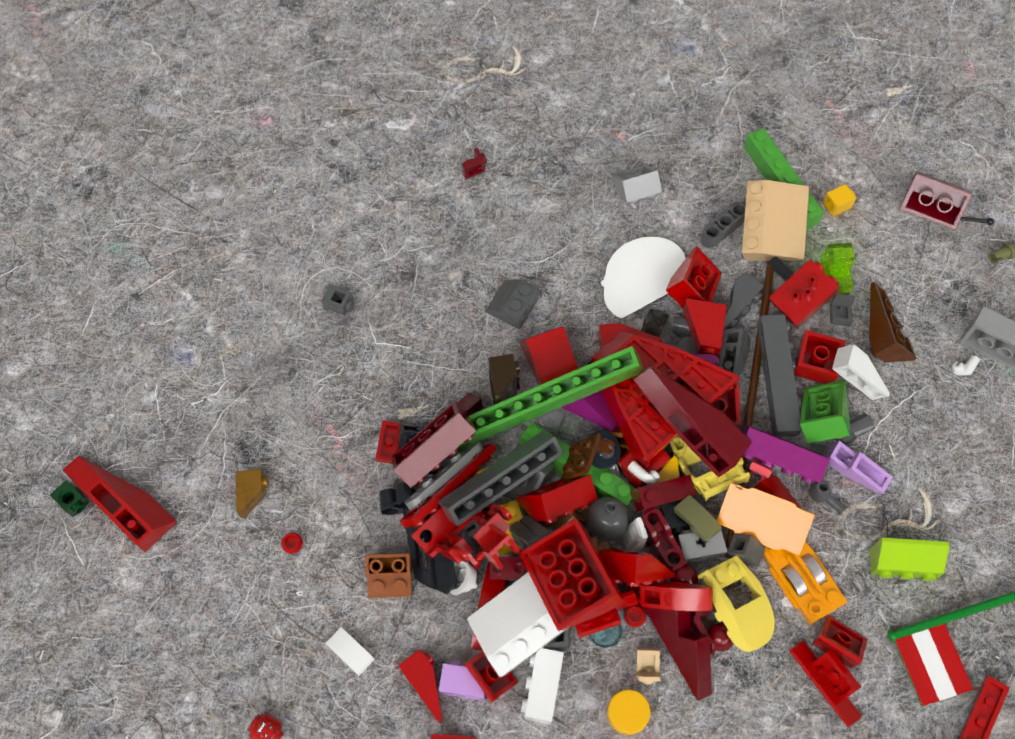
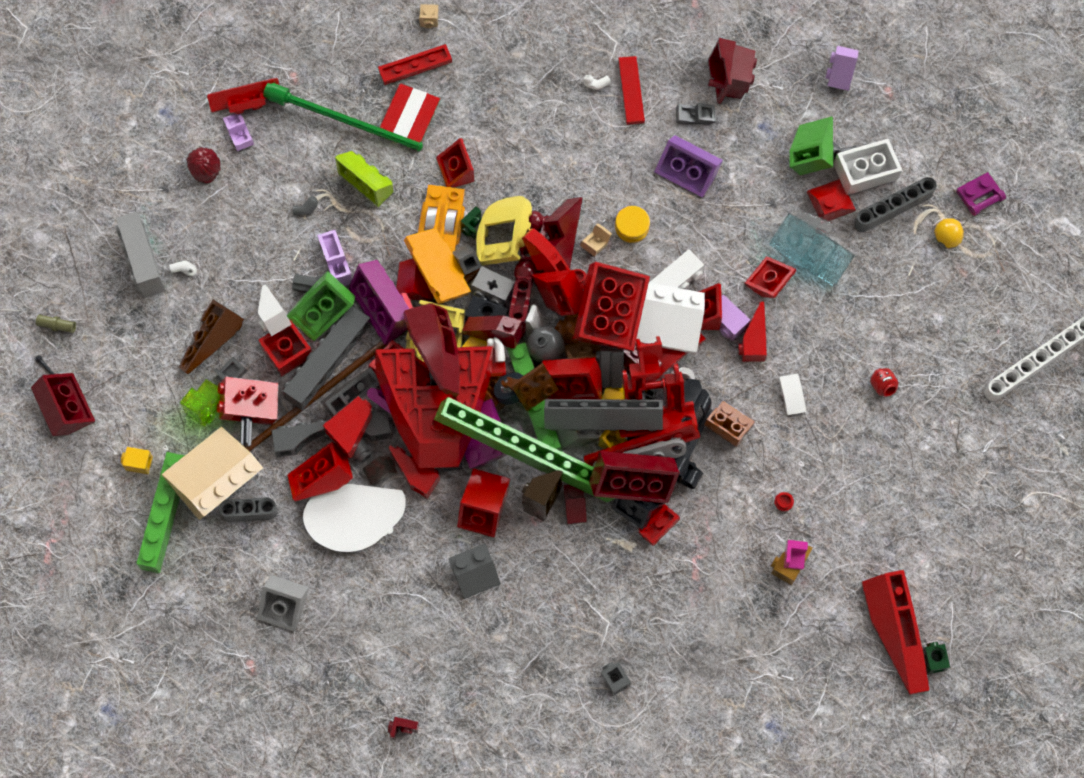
camera: 145 degrees left, 5 degrees up
(247, 490) = (795, 554): none -> dark pink panel
(698, 518) = (484, 296): olive slope -> none
(777, 595) = (471, 220): none -> dark green bracket
(825, 496) = (374, 252): dark grey bar -> none
(831, 679) = (486, 150): red bracket -> none
(926, 496) = (307, 208): none -> dark grey arm

